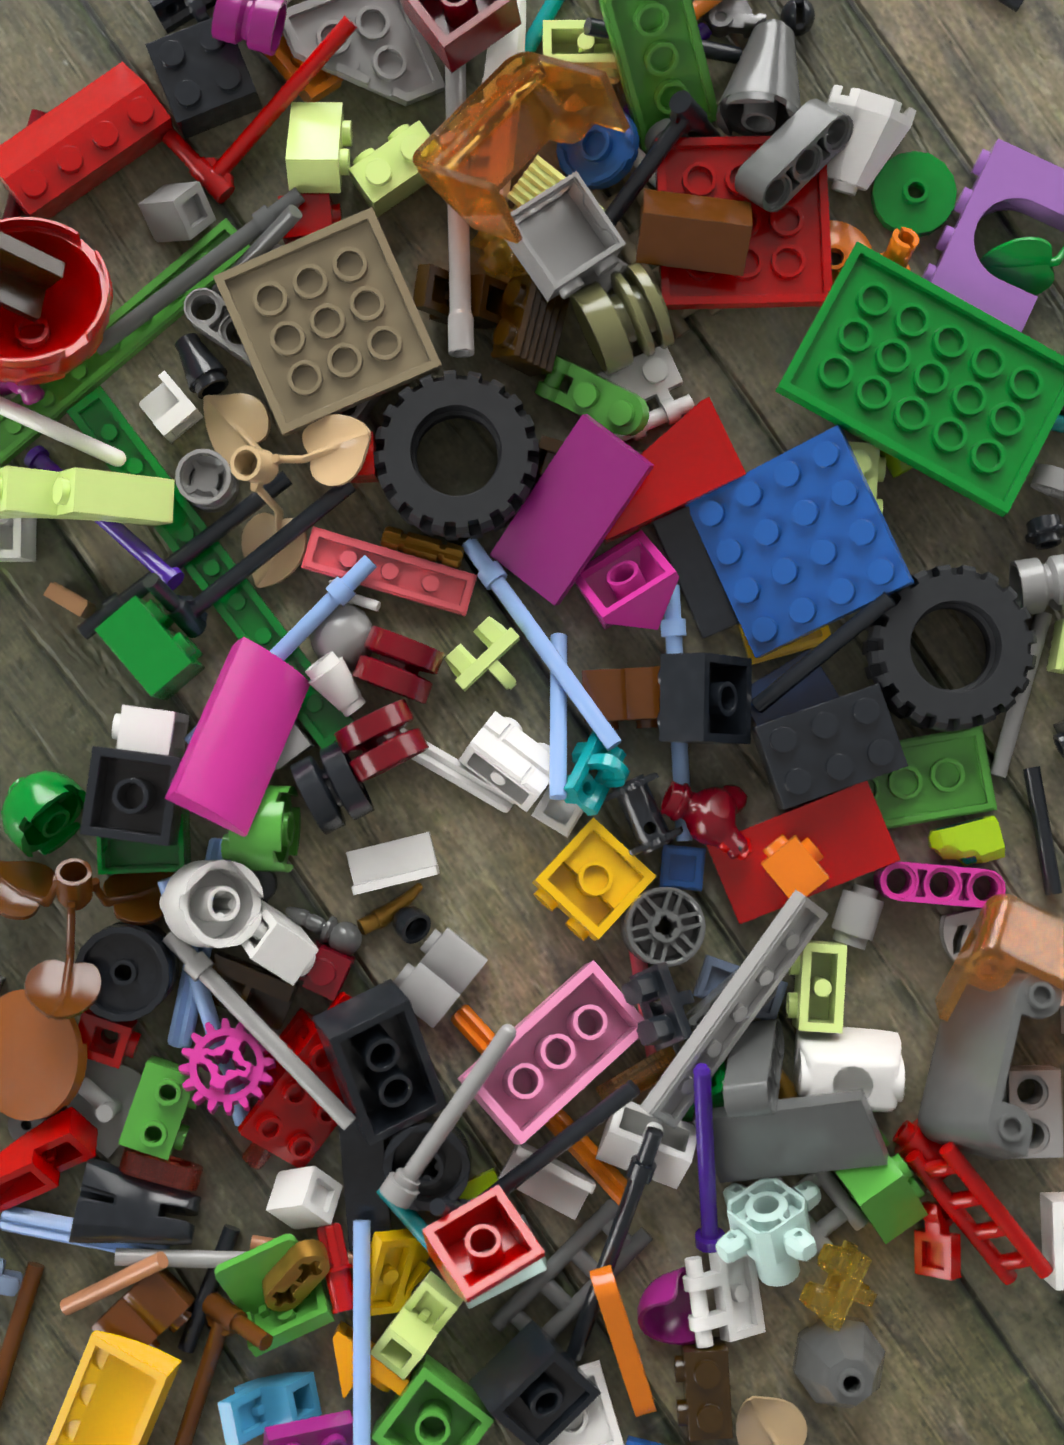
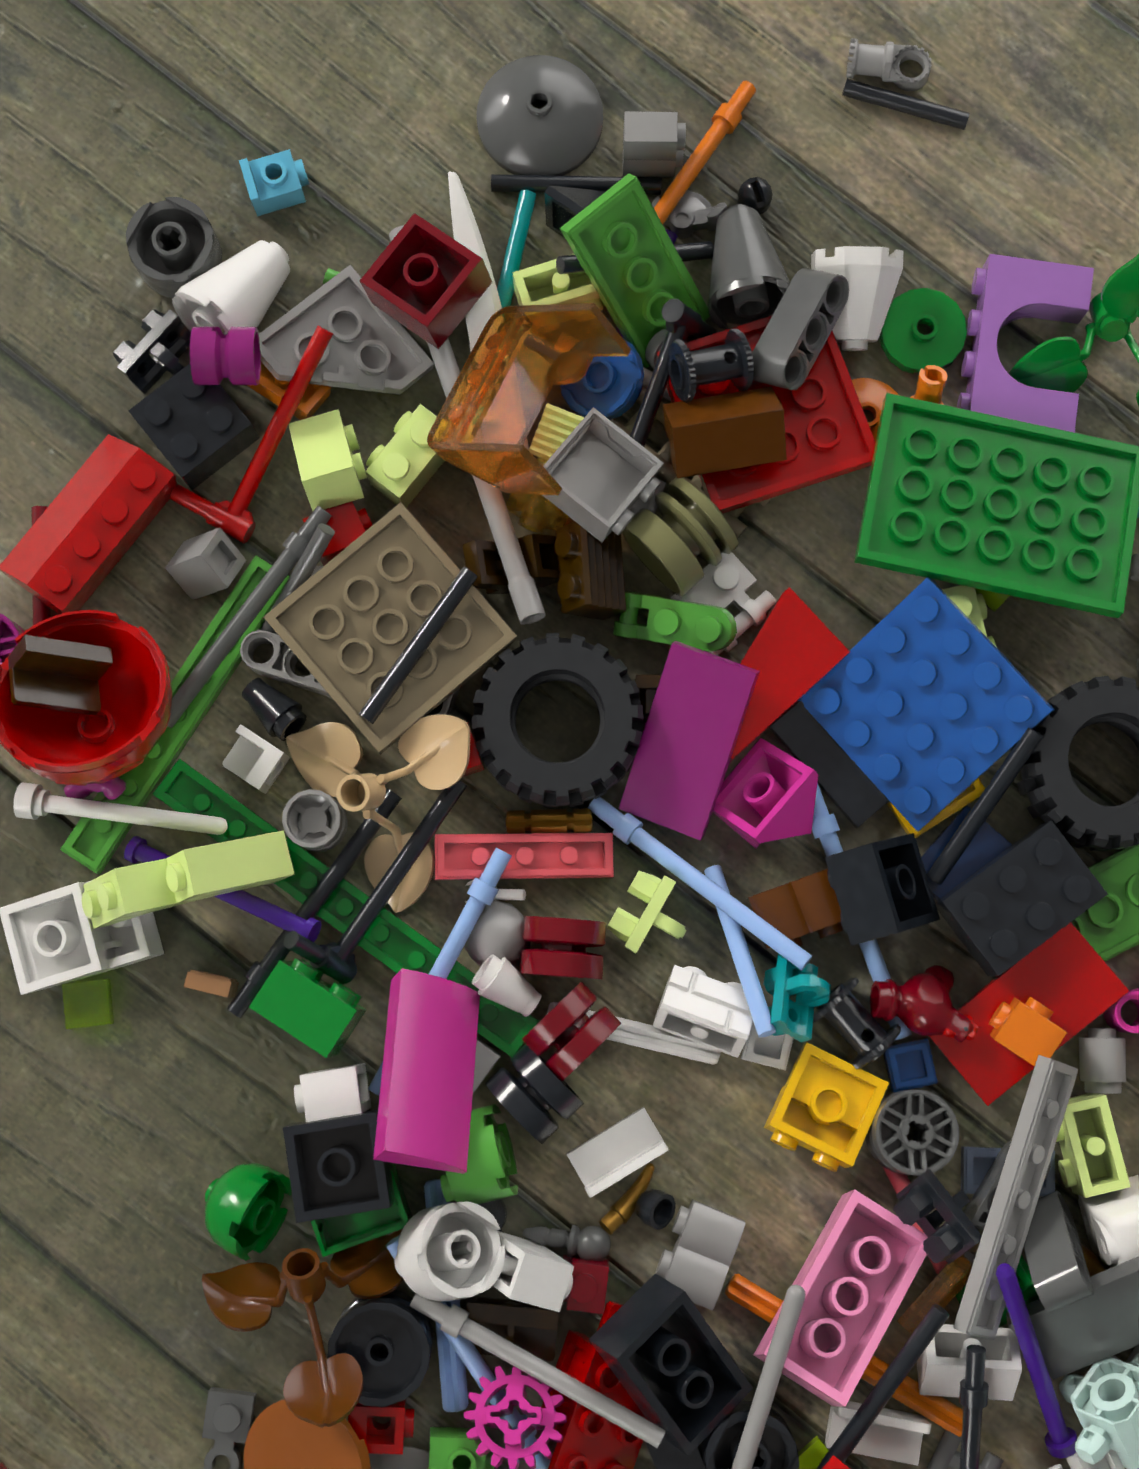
camera: 15 degrees left, 5 degrees down
(347, 345) = (418, 645): none -> black bar
(699, 164) = (710, 365): none -> black hose

